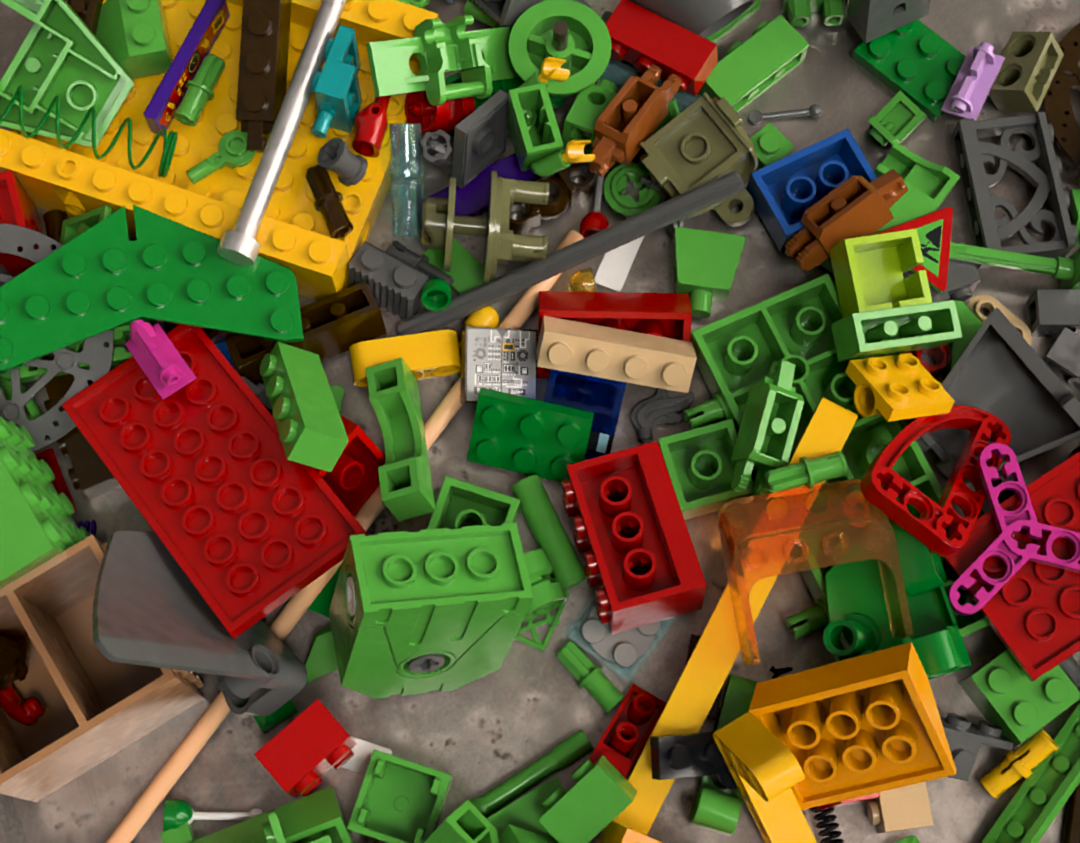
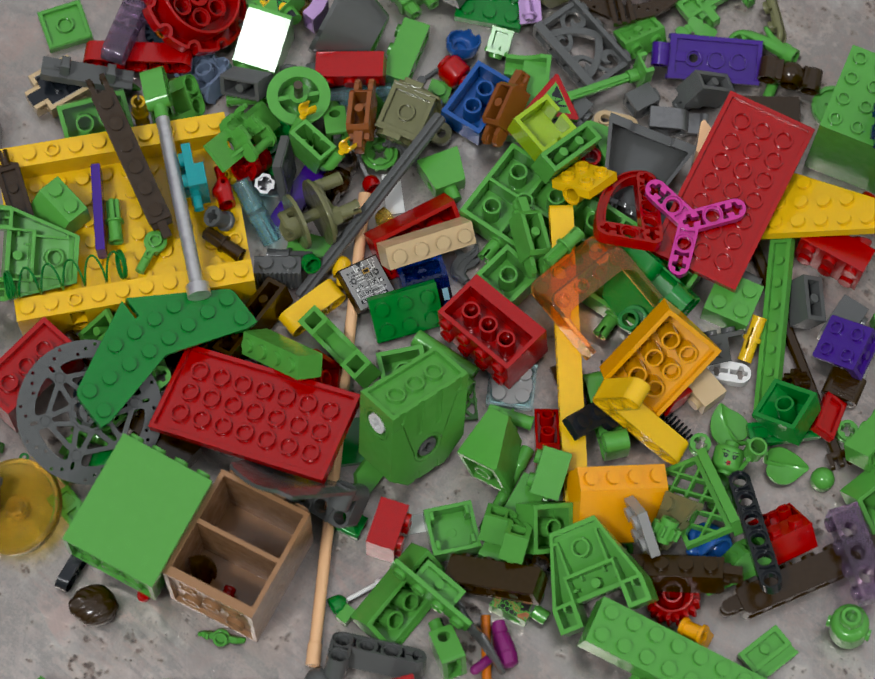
camera: 30 degrees left, 5 degrees down
(158, 358) = (187, 372): dark pink hinge -> none
(530, 717) = (492, 450): none -> bright green slope
(804, 125) = (453, 70): none -> red head
(842, 95) = (463, 43): none -> blue hair
(953, 807) = (730, 370): none -> white beam

